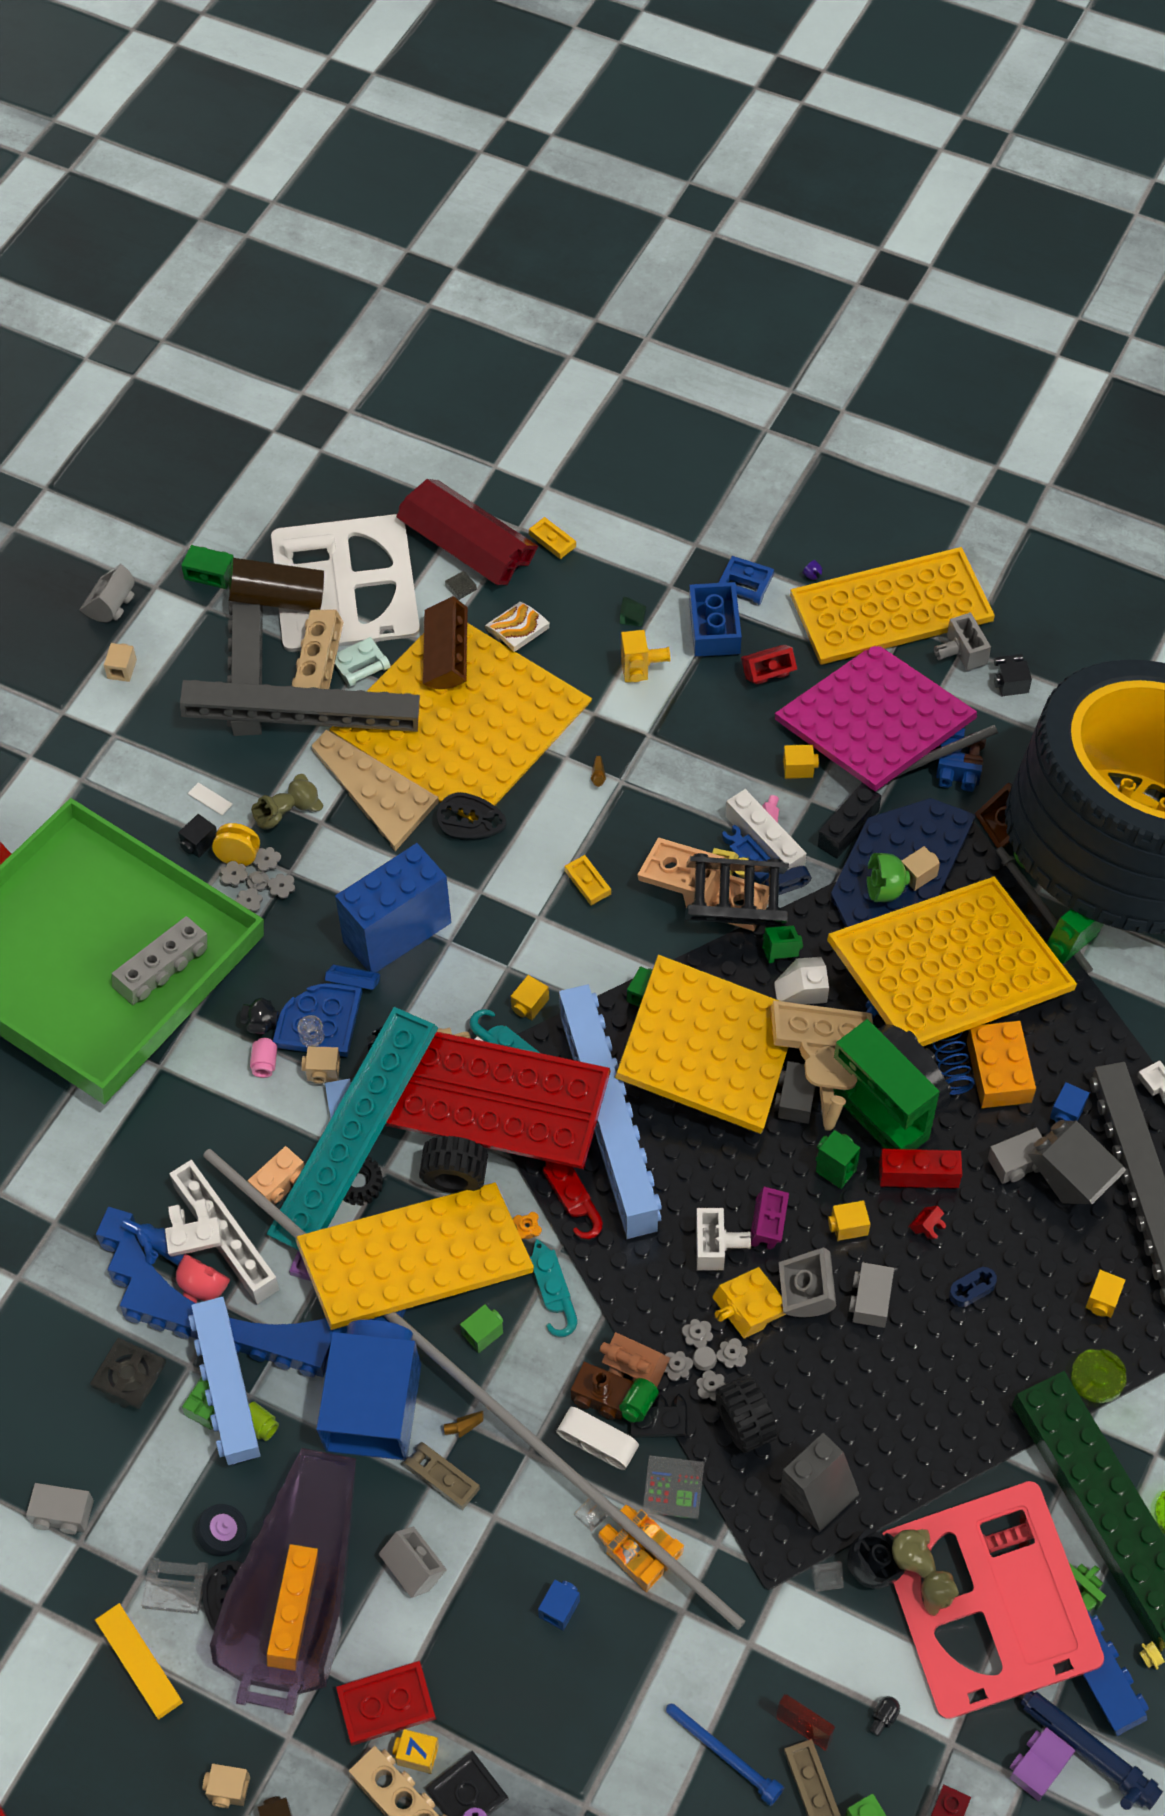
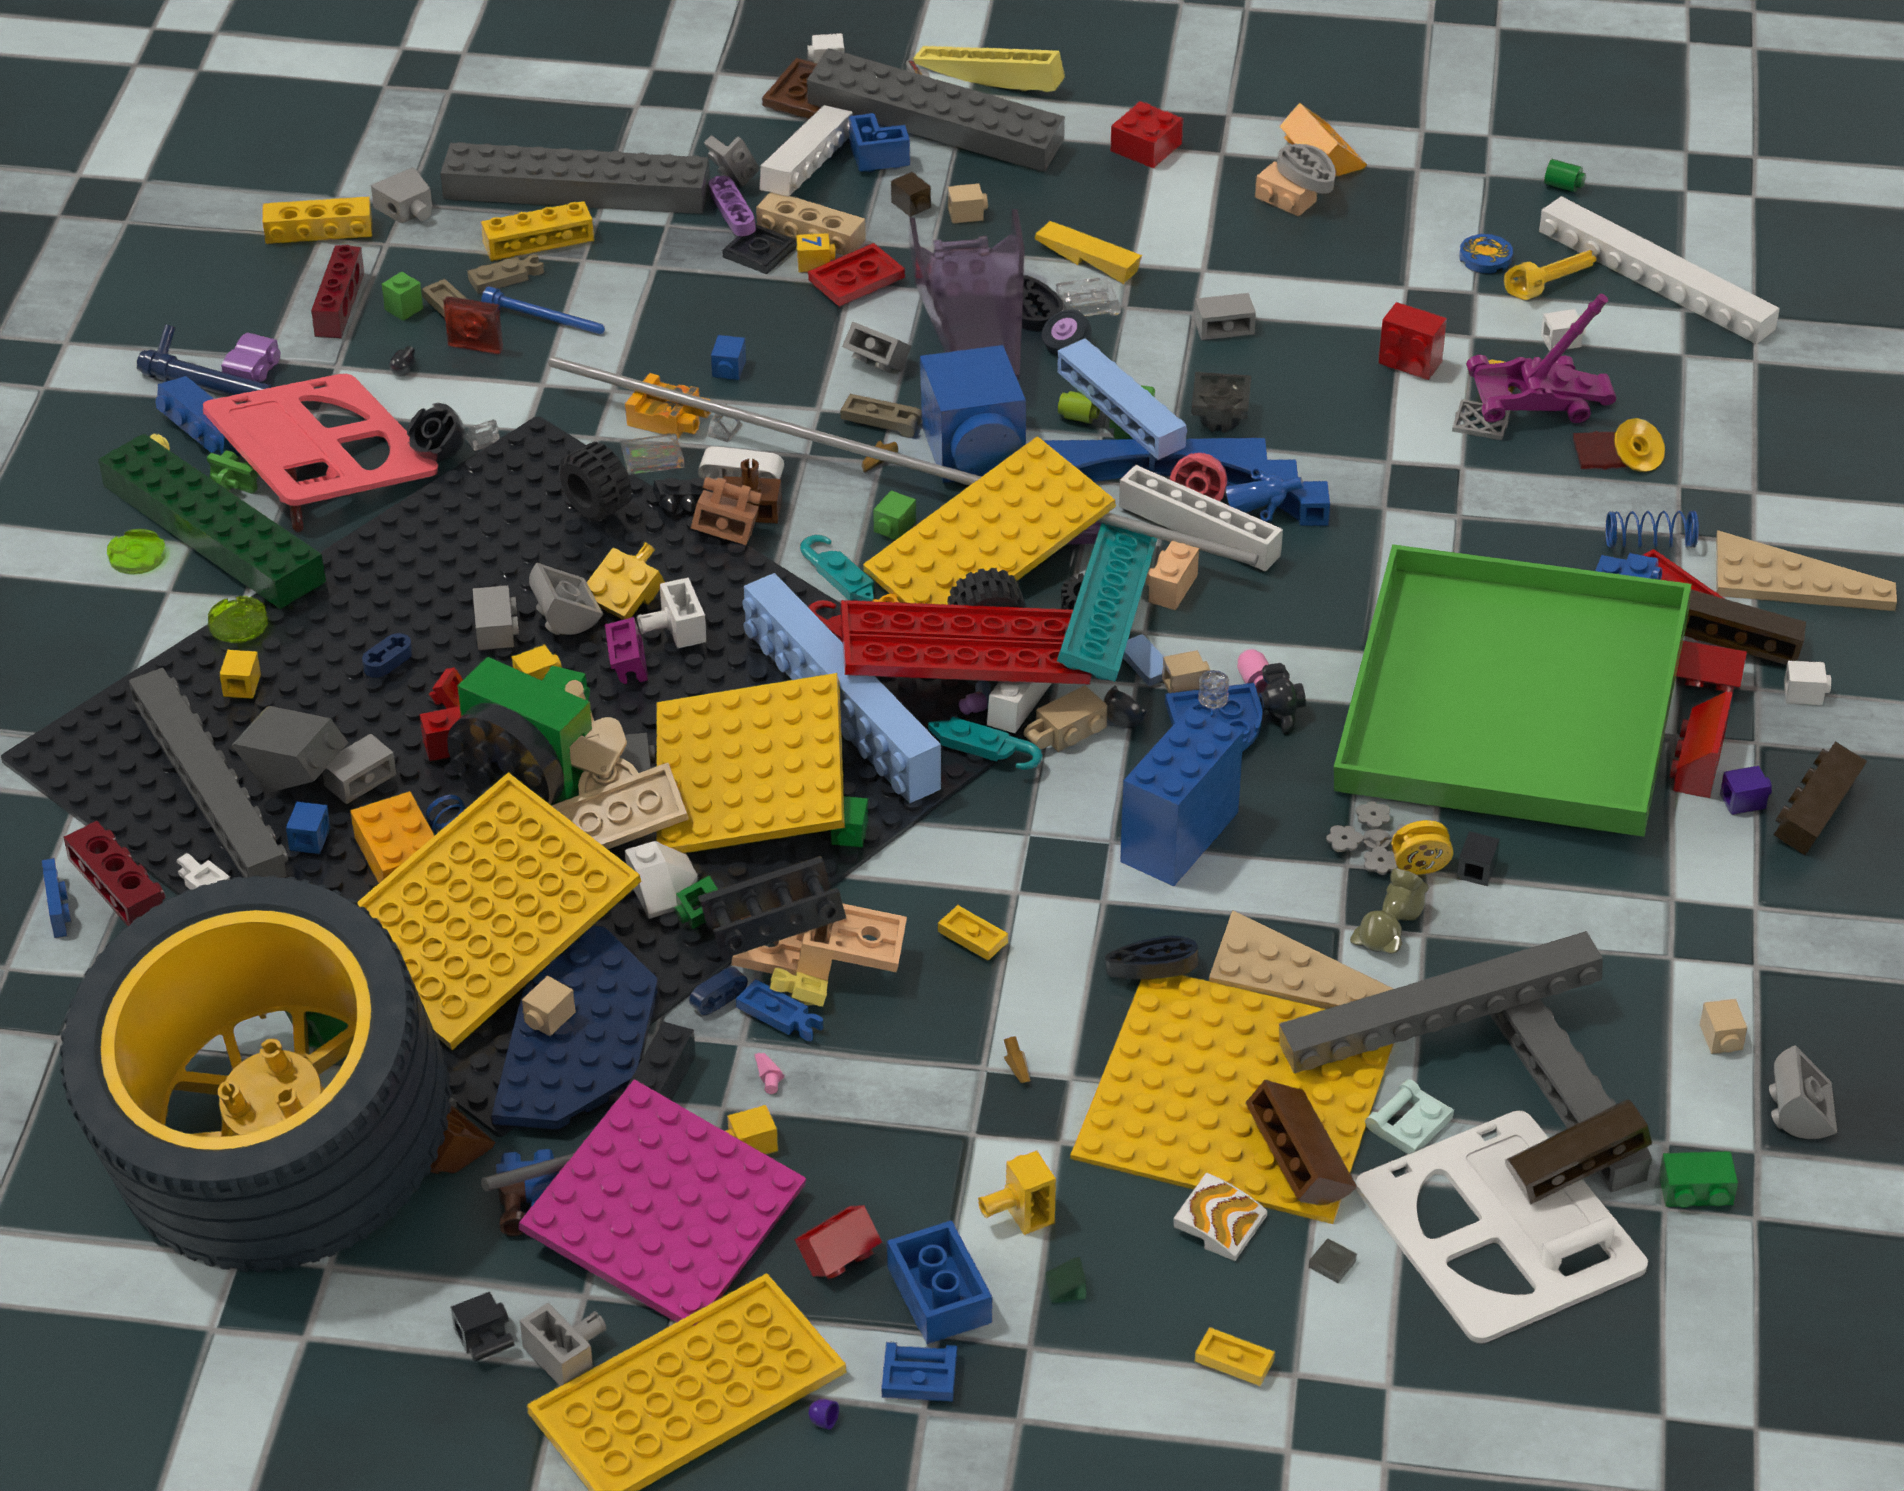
camera: 160 degrees right, 15 degrees down
(159, 960) = (1422, 697): light grey brick -> none
(193, 1236) = (1225, 484): white plate -> none
(210, 798) = (1497, 917): white sticker -> none
(292, 1607) = (968, 290): light orange brick -> none
(318, 649) = (1466, 1091): tan brick -> none
(466, 531) = (1364, 1321): dark red panel -> none
(529, 997) = (983, 794): yellow brick -> none
(638, 1400) = (706, 468): green brick -> none
(705, 1358) = (659, 540): light grey plant -> none
(754, 820) = (765, 1030): white brick -> none
(819, 1482) = (511, 460): dark grey slope -> none
(887, 877) = (585, 971): bright green cylinder -> none
(913, 1555) = (400, 434): olive animal -> none

